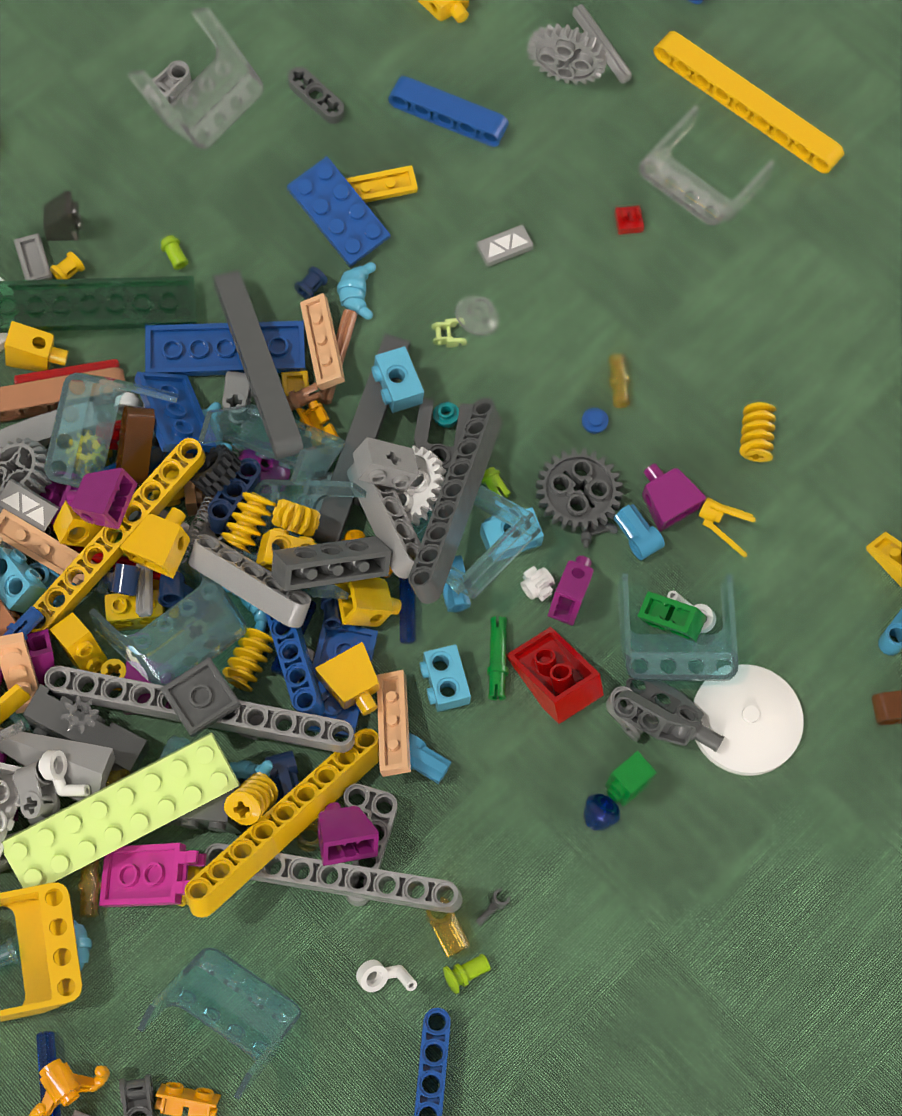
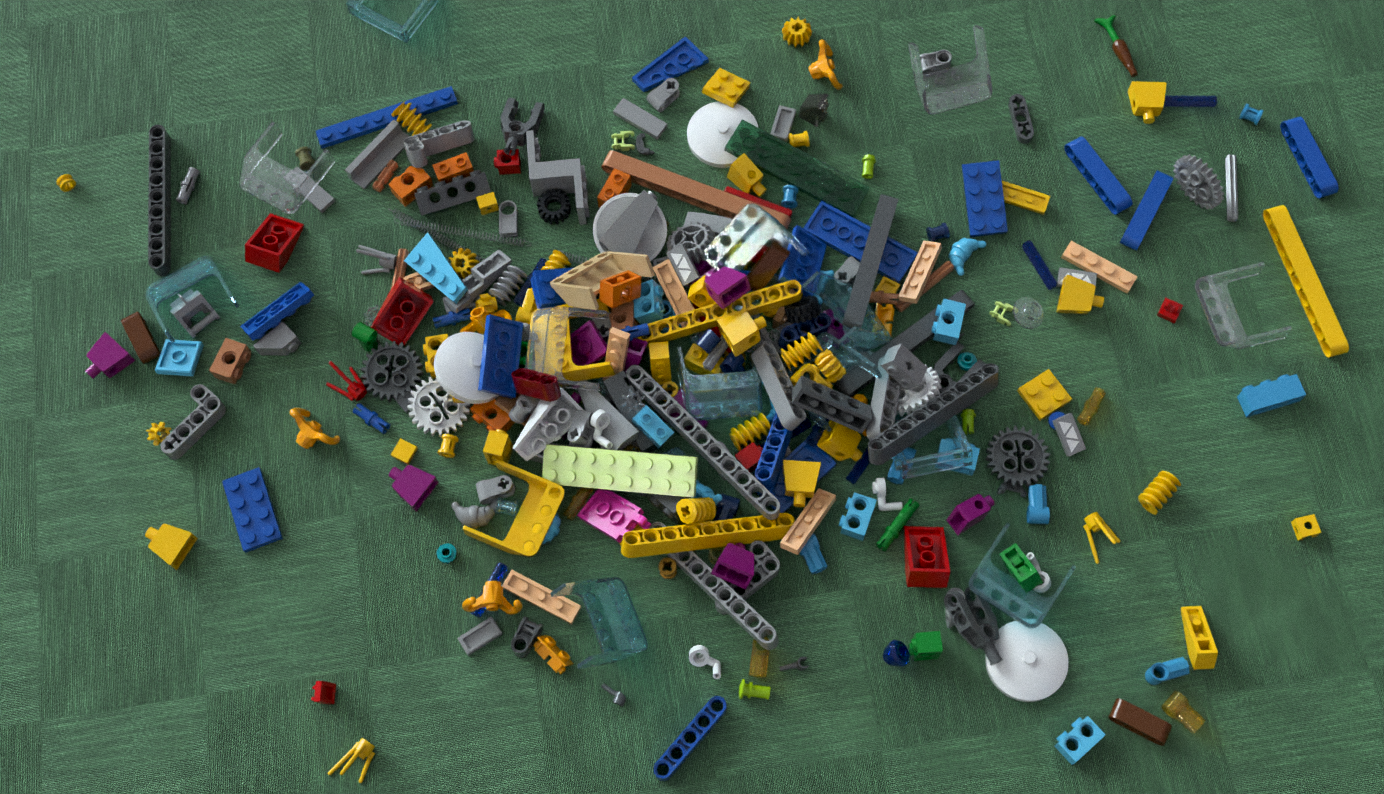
camera: 45 degrees right, 0 degrees up
(39, 161) = (823, 66): none -> light orange piece
(102, 343) = (789, 198): none -> dark azure bush
(123, 1040) = (541, 597): none -> light nougat plate
(125, 731) = (652, 426): none -> medium azure brick
(200, 697) = (705, 433): dark grey tile -> none
(255, 887) = (667, 562): none -> pearl gold bush
(270, 689) = (749, 456): none -> red brick
(309, 1097) = (619, 698): none -> dark grey hand
(448, 628) = (879, 488): none -> white plate
(452, 252) = (1039, 265): none -> clear blue axle
(510, 215) = (1094, 263): none -> light nougat plate
(520, 263) = (1077, 296): none -> yellow torso
(528, 121) = (1146, 210): none -> blue beam
(537, 583) = (952, 496): white gear -> none
(558, 400) = (1044, 394): none -> yellow plate
(618, 428) = (1069, 434): none -> light grey tile
(670, 496) = (1073, 496): magenta torso -> none
(798, 249) = (1271, 395): none -> dark azure brick
(871, 773) = (1082, 743): none -> medium azure brick

